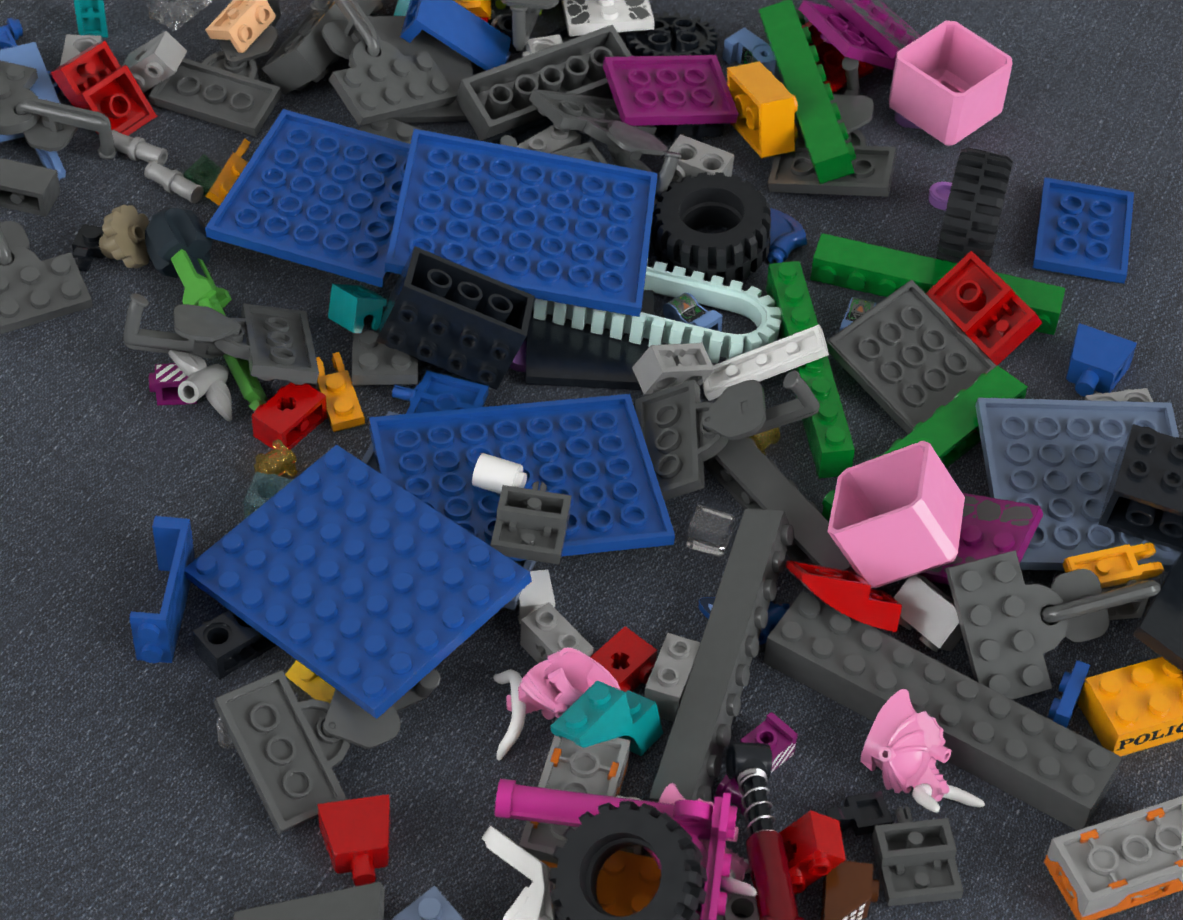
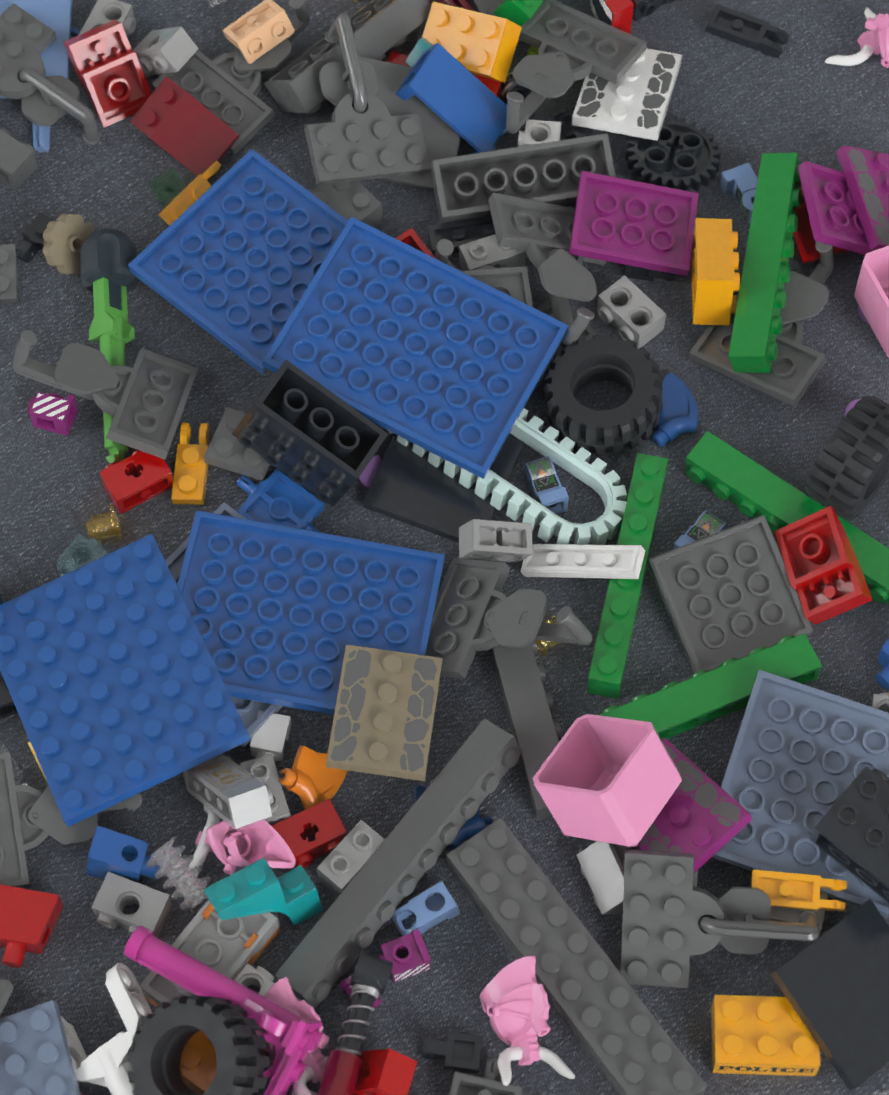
camera: 25 degrees right, 15 degrees up
(137, 148) = (120, 140): light grey pin -> none
(173, 181) = (138, 188): light grey pin -> none
(199, 119) = (184, 127): none -> dark red slope
(203, 381) = (71, 424): light grey plant -> none
(352, 304) = (237, 382): teal hinge -> none
(435, 744) = (110, 852): none -> blue torso
(453, 775) = (118, 893): none -> light grey brick
(494, 472) = (276, 615): white brick -> none
(510, 733) = (179, 874): none -> clear piece
(526, 636) = (229, 791): none -> light grey brick
(531, 523) = (280, 676): dark grey plate -> none
(597, 613) = (311, 777): none -> orange arm
(646, 531) = (384, 713): none -> dark tan plate
(710, 530) = (456, 719): clear piece -> none
(768, 697) = (426, 910): none -> medium blue leg
(849, 594) = (533, 836): red slope -> none
(1071, 686) = (688, 1012): blue plate -> none

